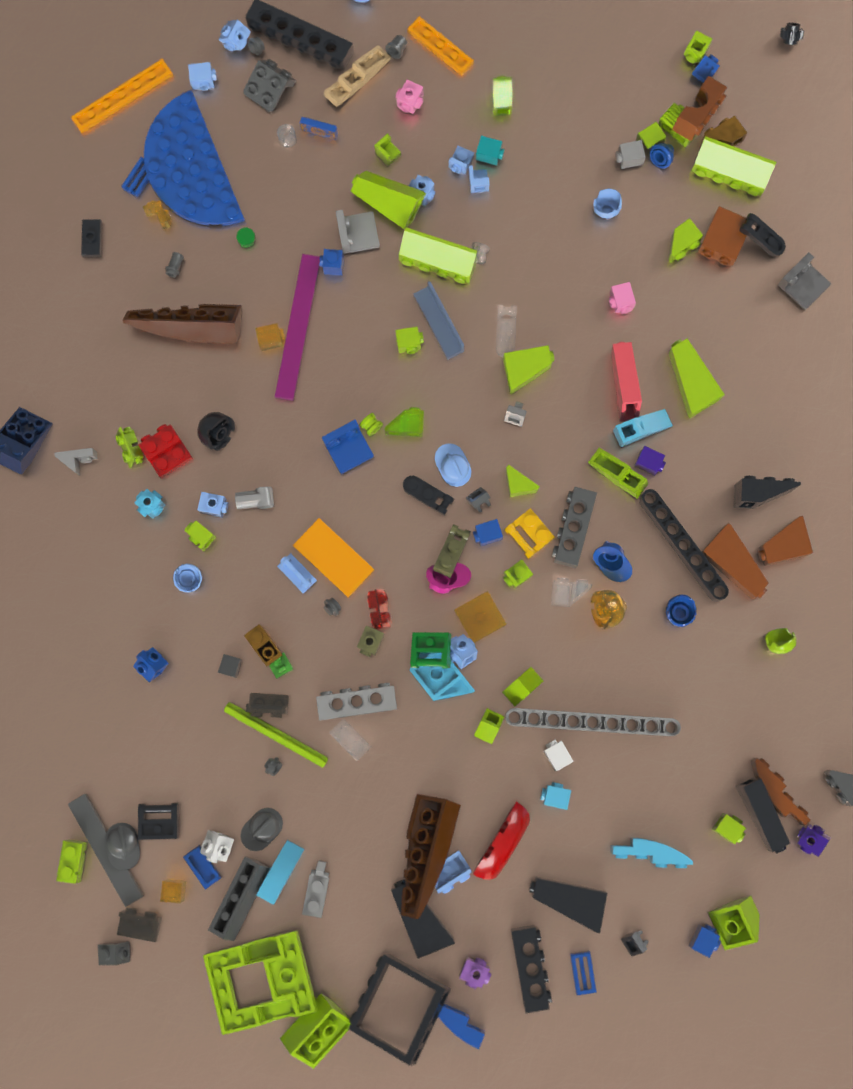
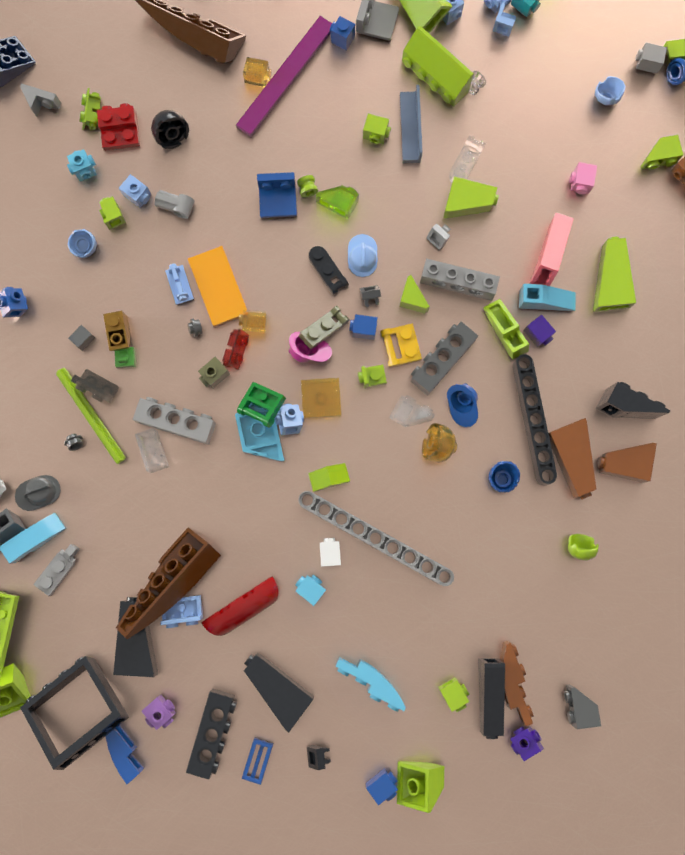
camera: 20 degrees right, 0 degrees up
(383, 575) = (253, 320): none -> clear yellow brick
(486, 729) = (280, 497): lime brick -> none
(554, 447) = (459, 279): none -> light grey brick

